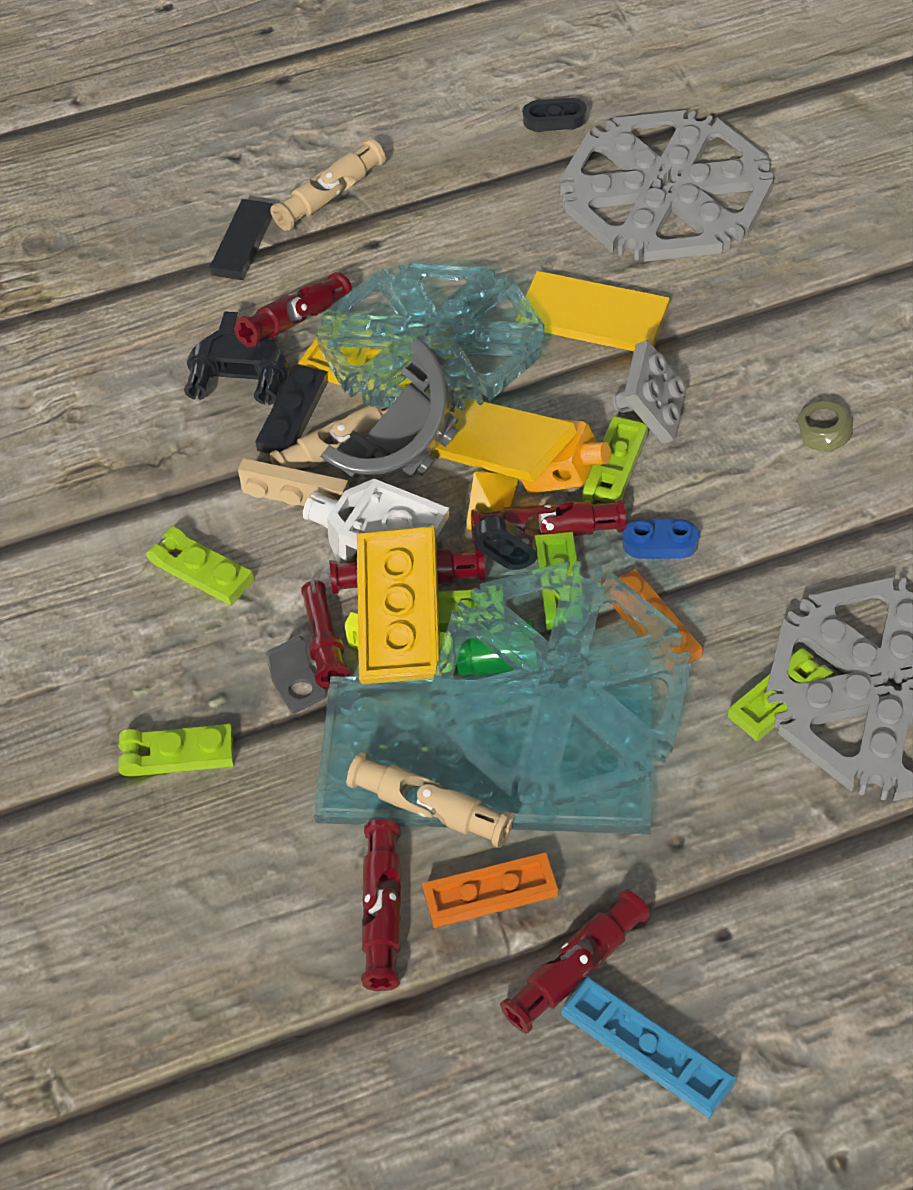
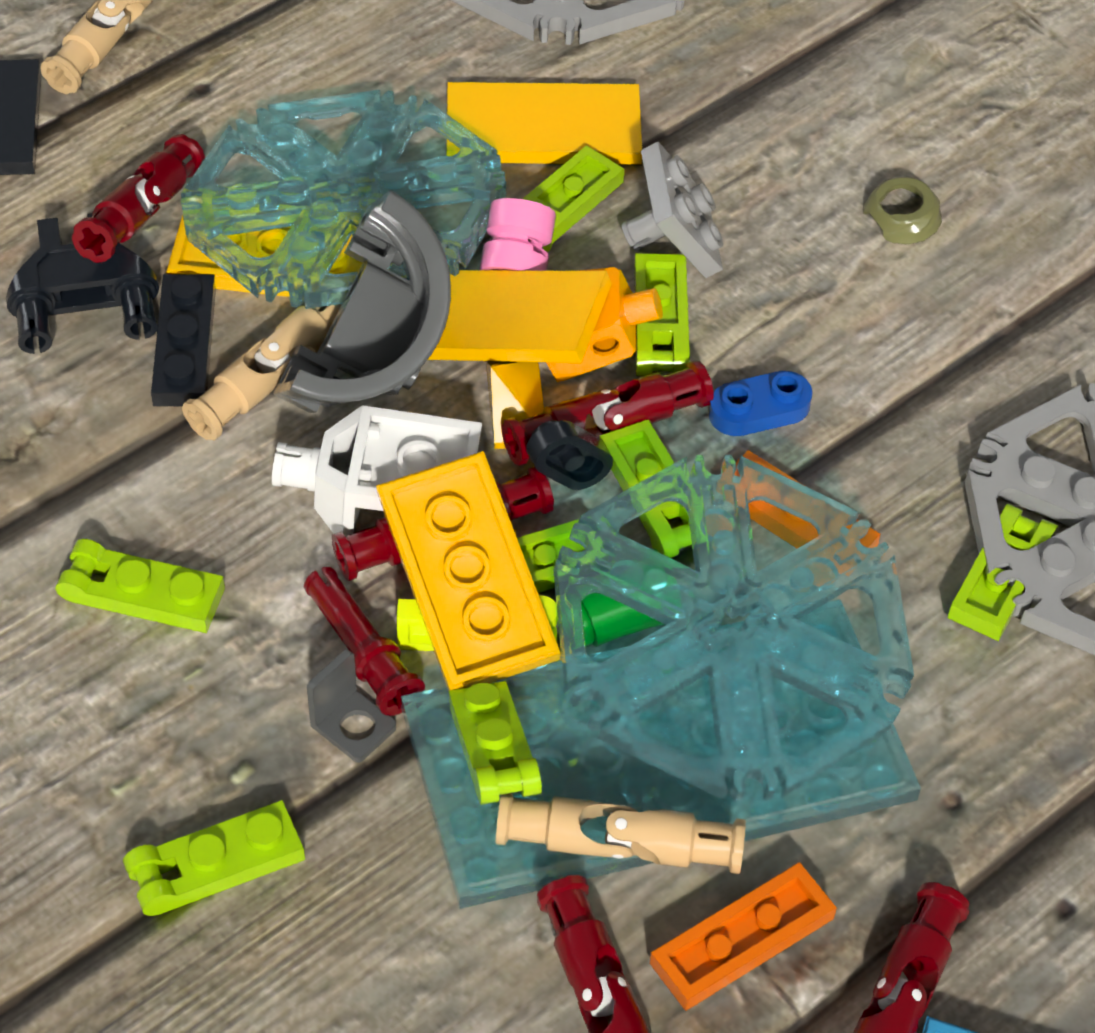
camera: 25 degrees left, 0 degrees up
(287, 484) = (227, 441): tan plate -> none
(369, 719) = (494, 742): none -> lime plate
(532, 387) = (518, 234): none -> bright pink wheel
(579, 369) = (577, 188): none -> lime plate

